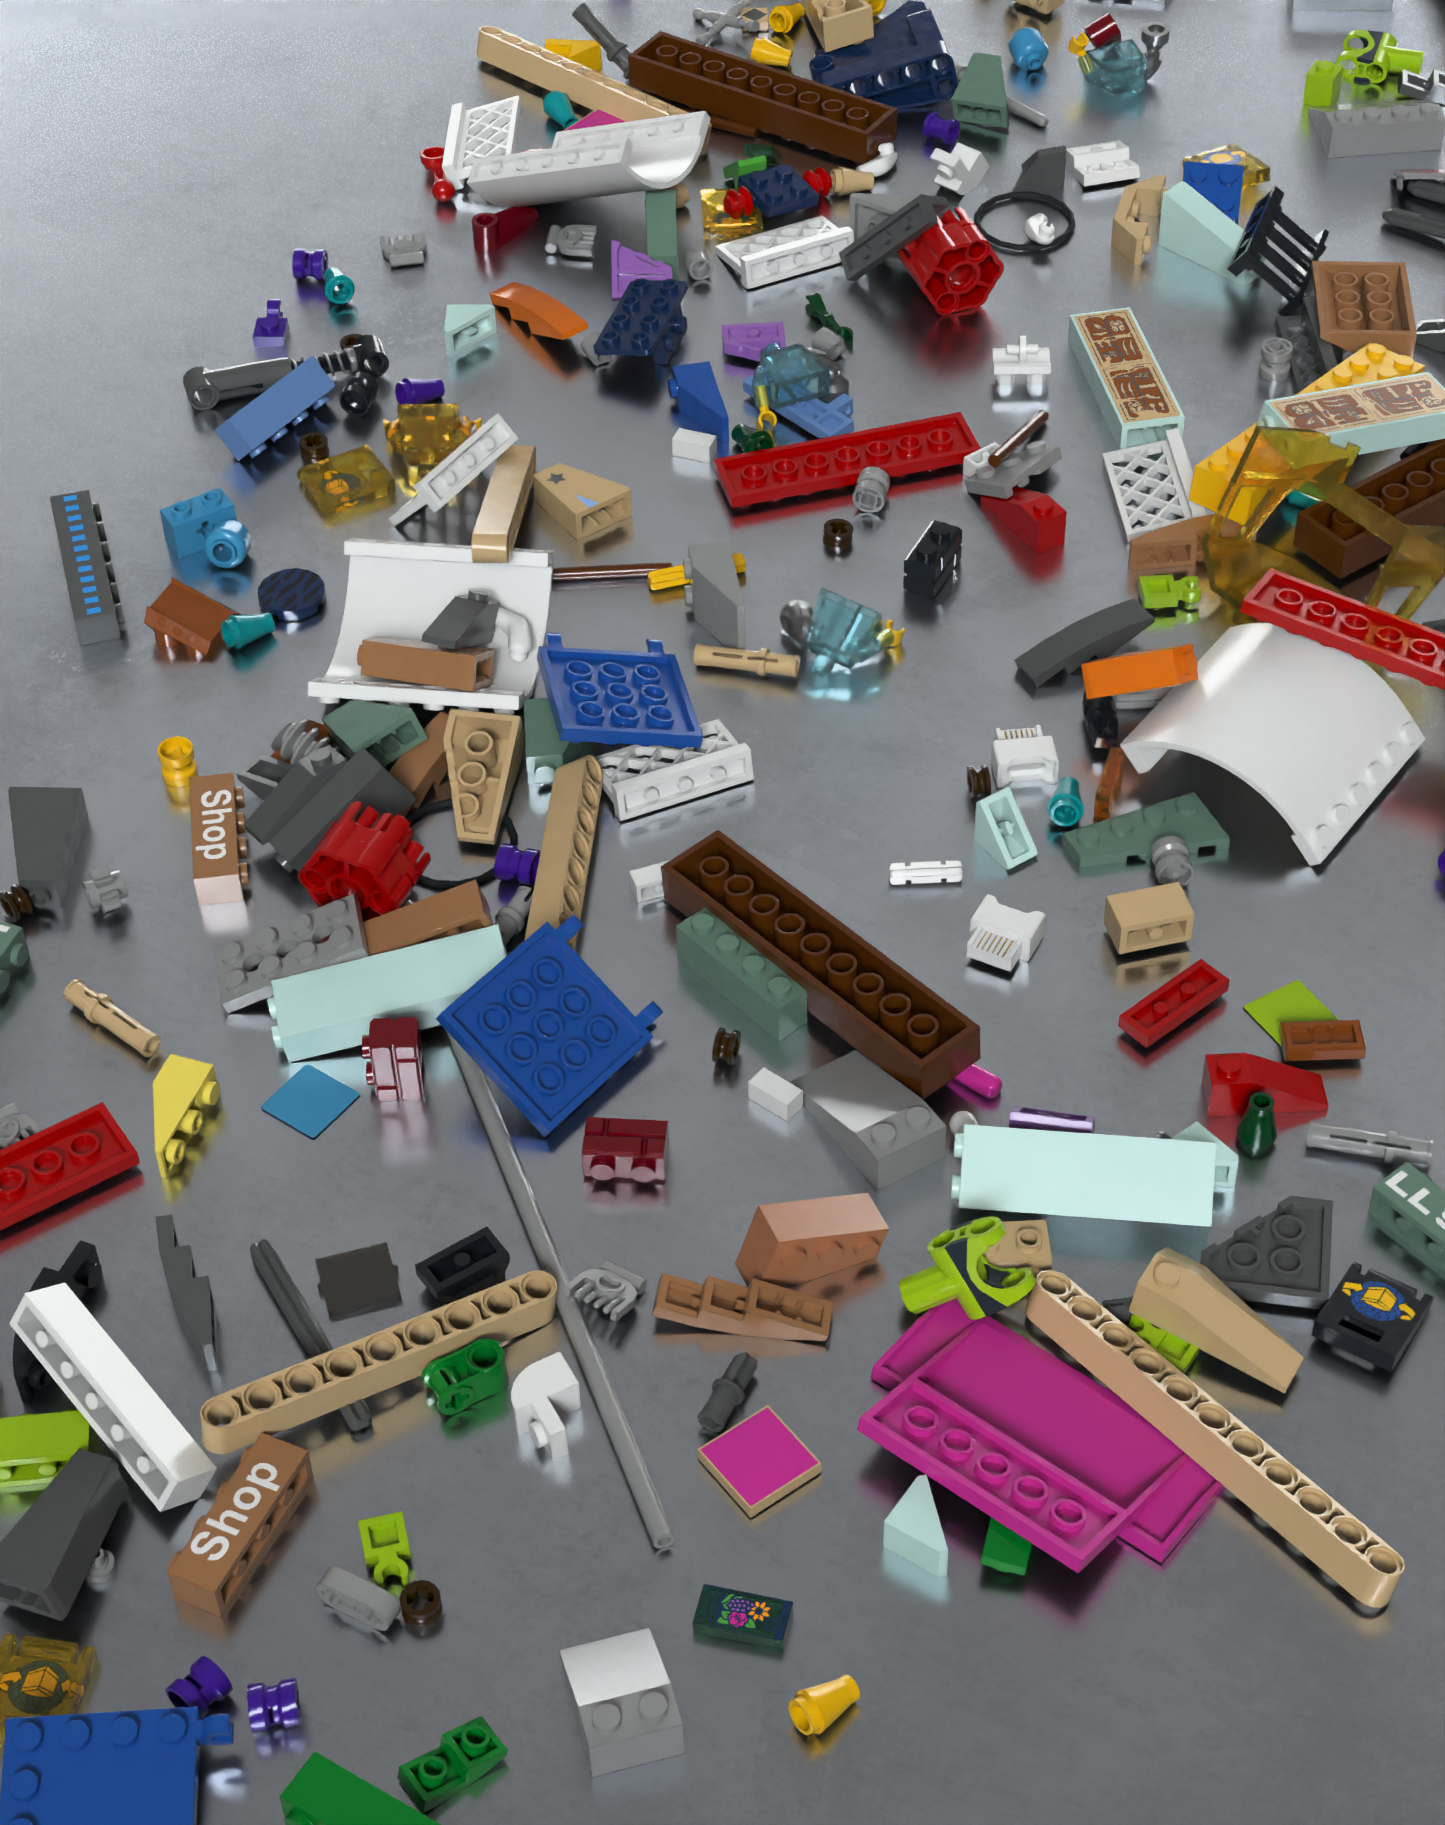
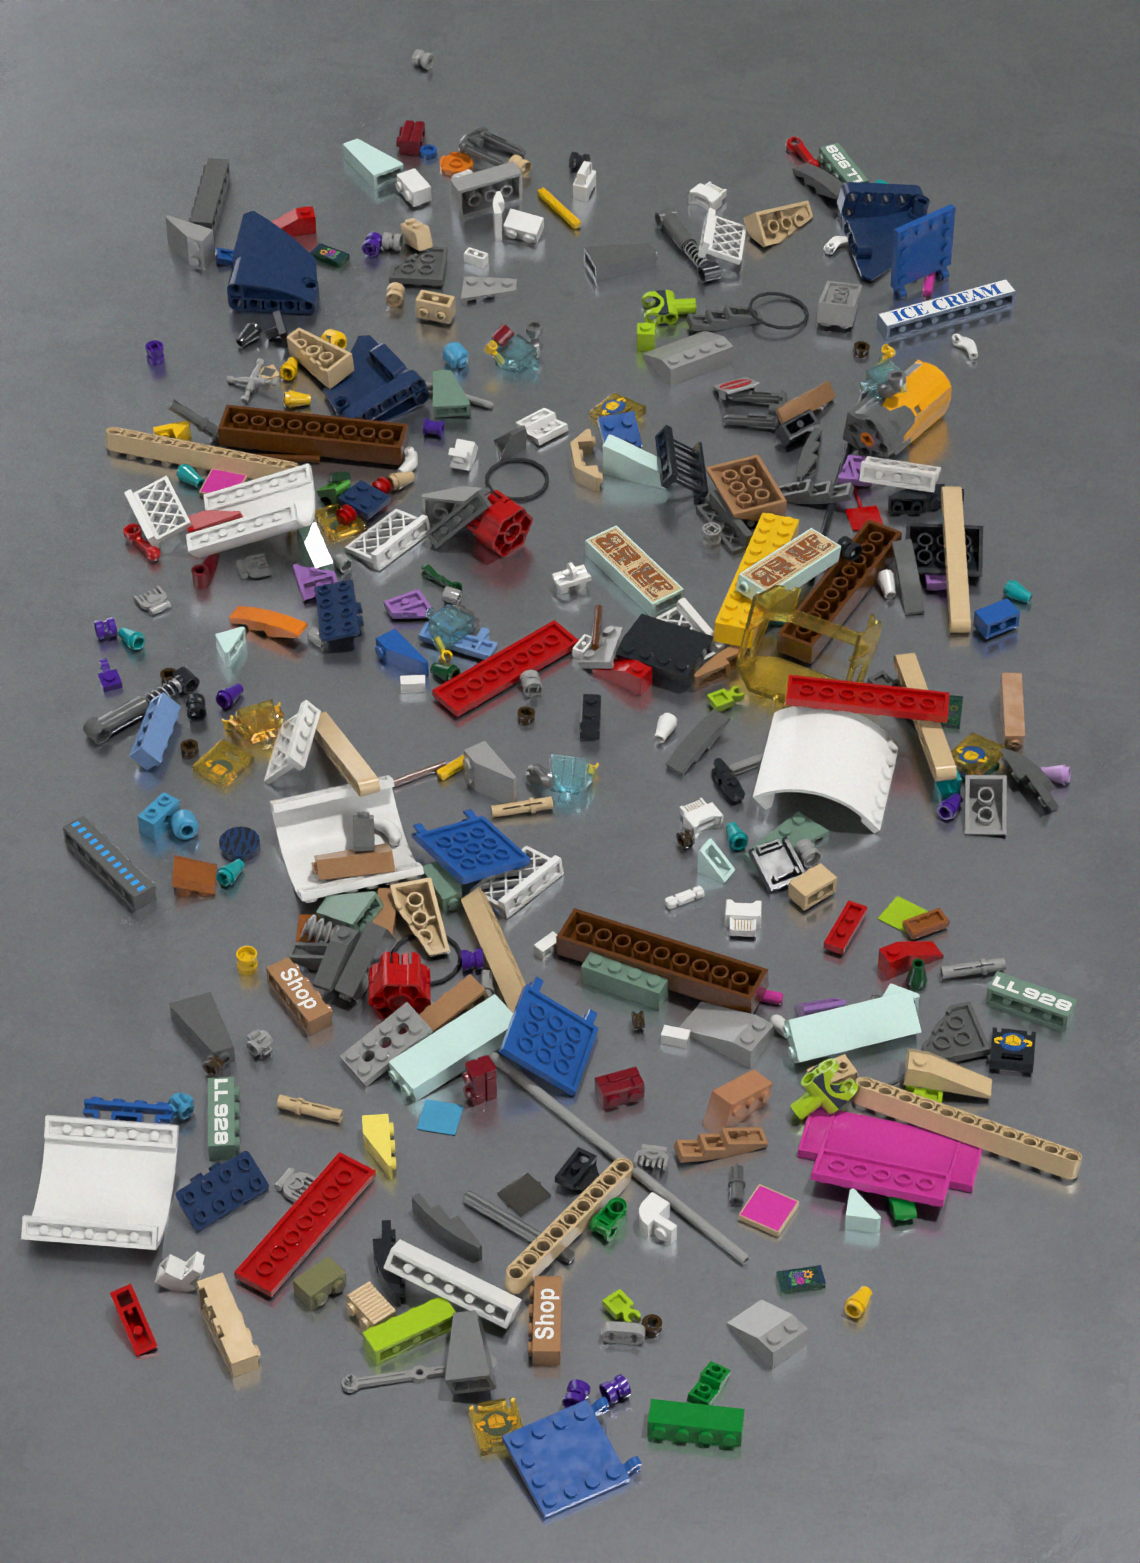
camera: 25 degrees left, 0 degrees up
(580, 499) = (372, 737): tan slope -> none
(1037, 231) = (530, 485): white arm -> none
(1046, 605) = (665, 726): none -> white cone
(1106, 492) = (666, 647): none -> black slope
(1107, 862) = (775, 862): none -> container
(1109, 784) = (753, 820): clear orange tile -> none
(1140, 671) = (745, 752): orange slope -> none

